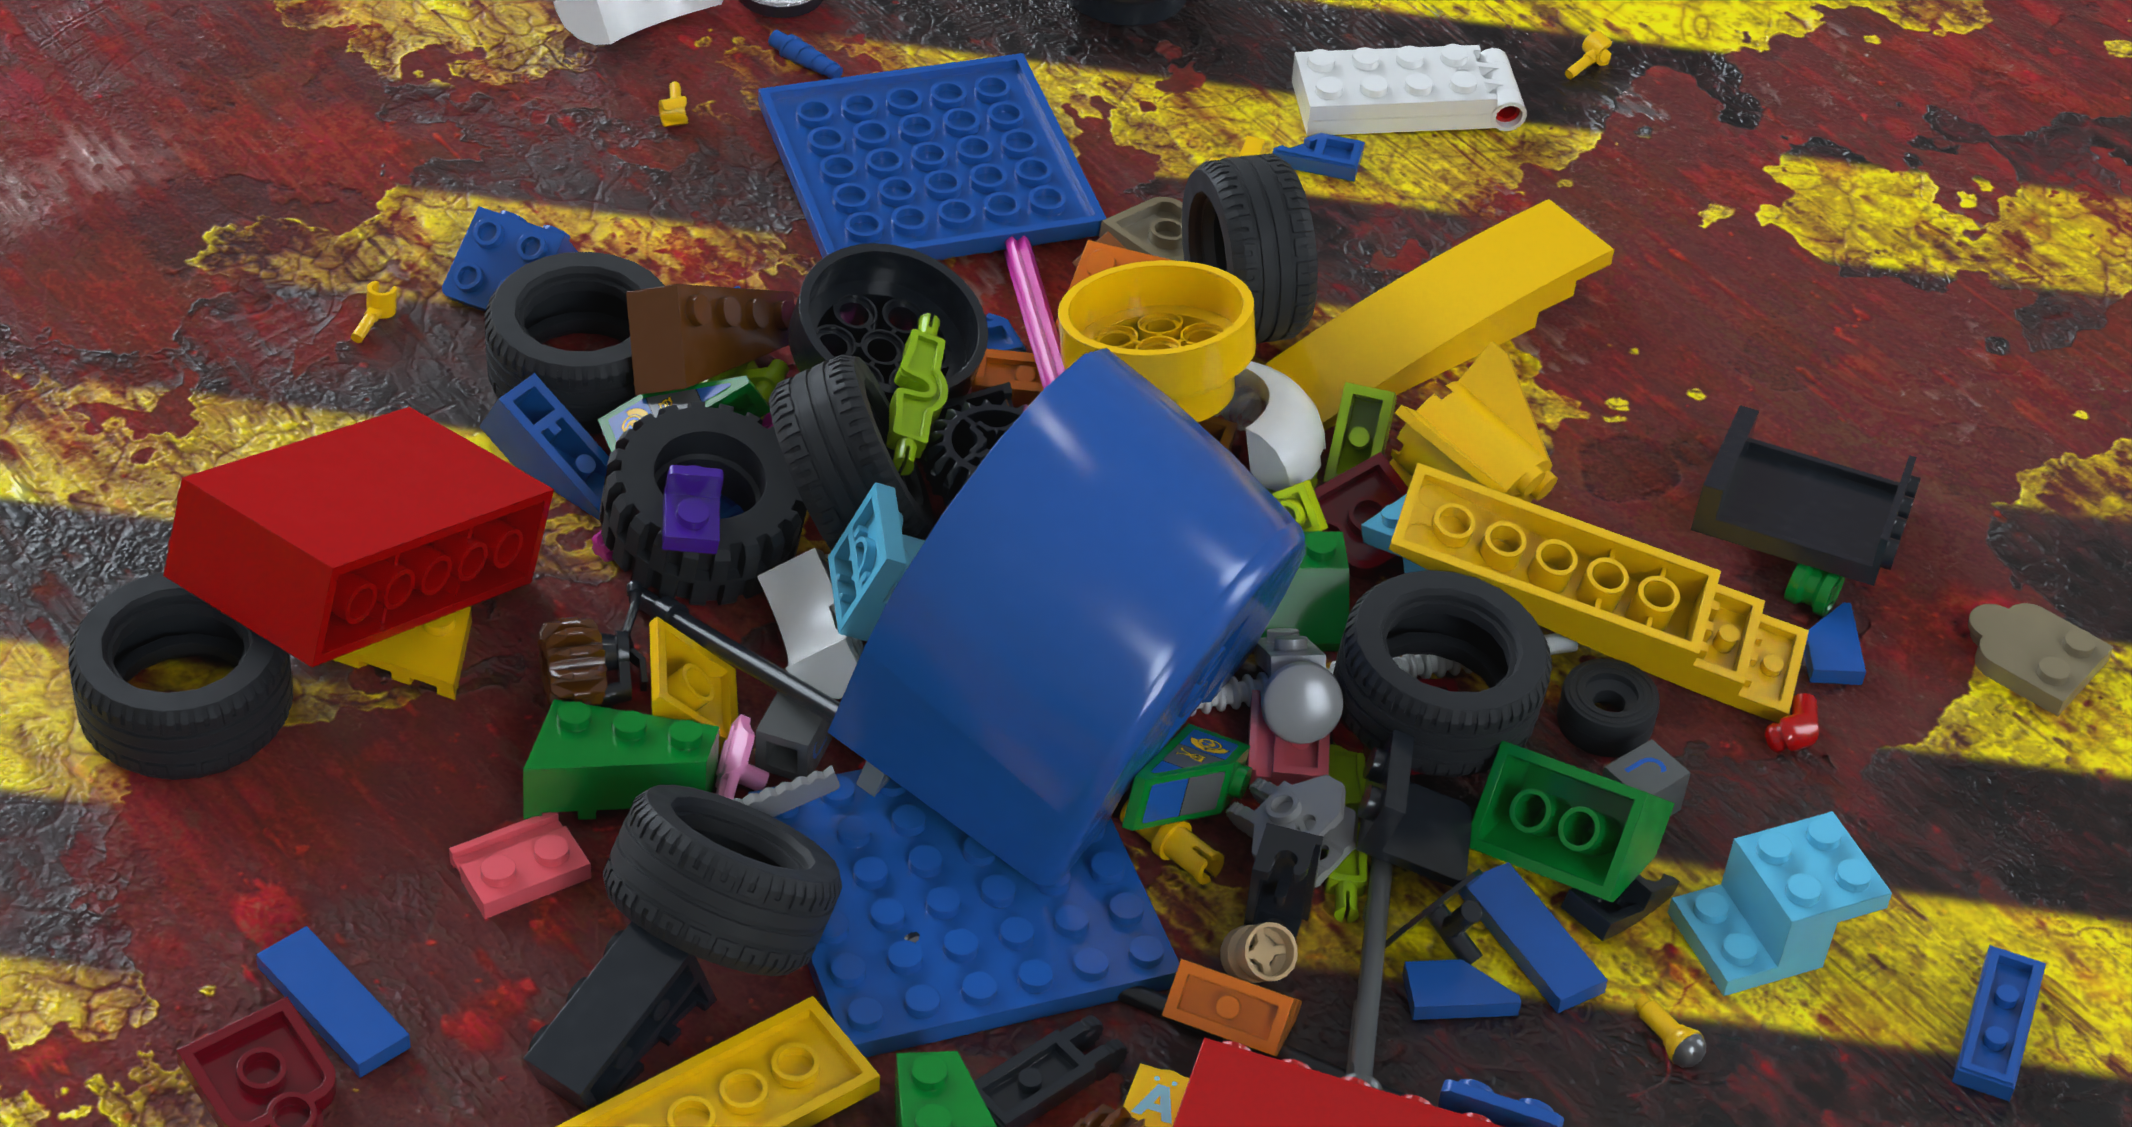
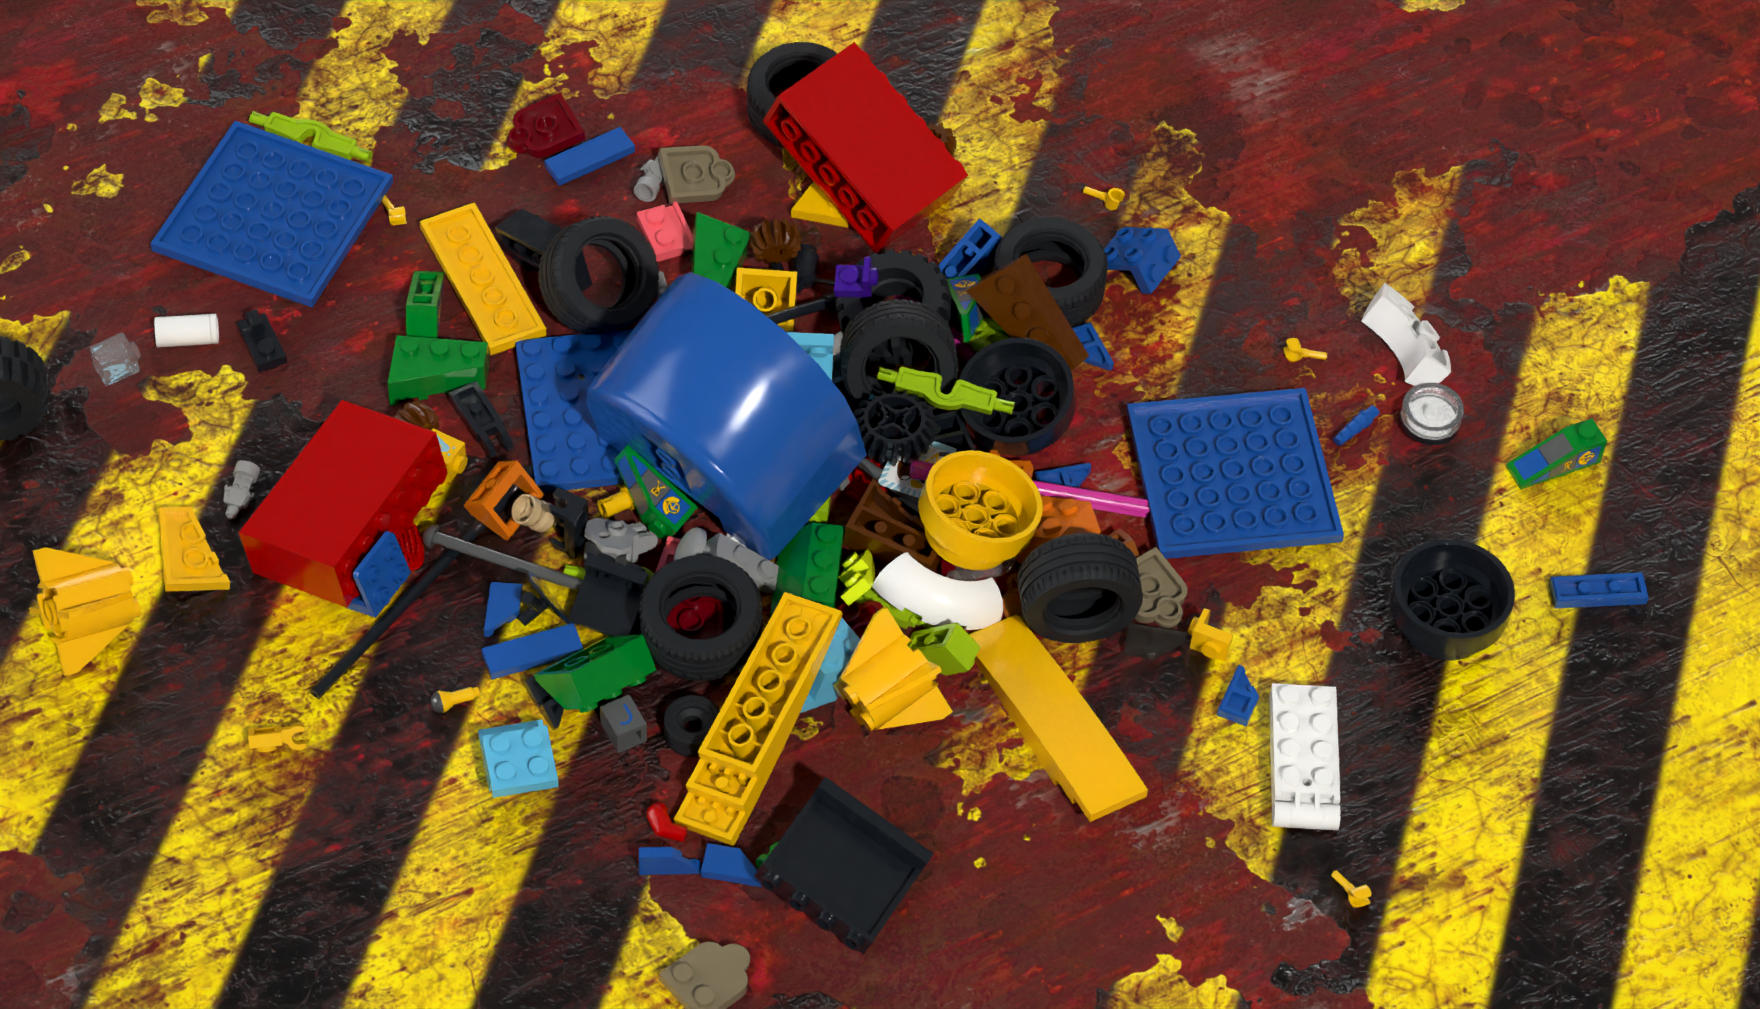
camera: 100 degrees right, 10 degrees up
(380, 827) = (694, 173): none -> dark tan plate
(418, 894) = (648, 185): none -> light grey piece
(1872, 717) = (666, 861): none -> blue tile
(1999, 1023) = (428, 861): blue tile -> none

